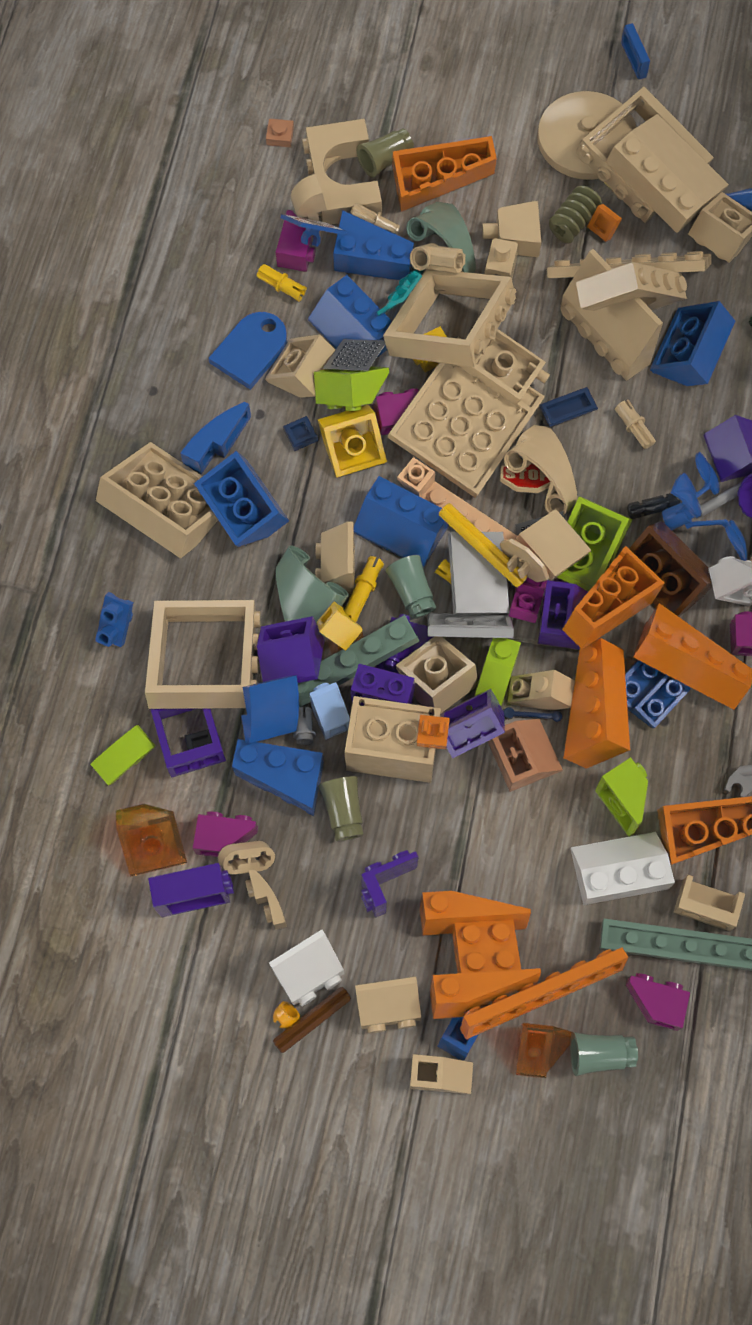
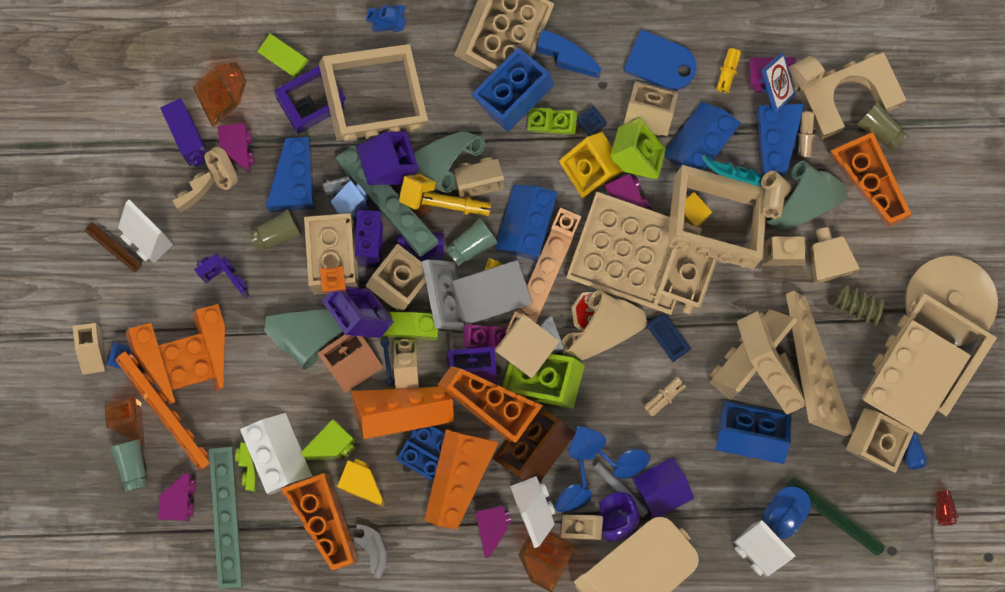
camera: 75 degrees right, 10 degrees up
(271, 708) = (335, 155): blue slope -> none
(279, 132) = (882, 32): nougat plate -> none
(285, 1014) = (107, 227): light orange hinge -> none
(289, 472) = (552, 121): none -> lime slope
(355, 354) = (663, 146): dark grey sticker -> none
(388, 1004) = (132, 298): tan slope -> none
(480, 543) = (512, 288): yellow axle -> none
(480, 797) = (302, 333): none -> sand green panel
(524, 559) = (504, 323): tan piece -> none
(604, 222) = (858, 333): orange tile -> none
(622, 904) = (249, 478): none -> lime slope
(651, 505) = (591, 420): black axle -> none
(678, 767) = (361, 482): none -> yellow slope
(708, 904) = (261, 525): tan panel -> none

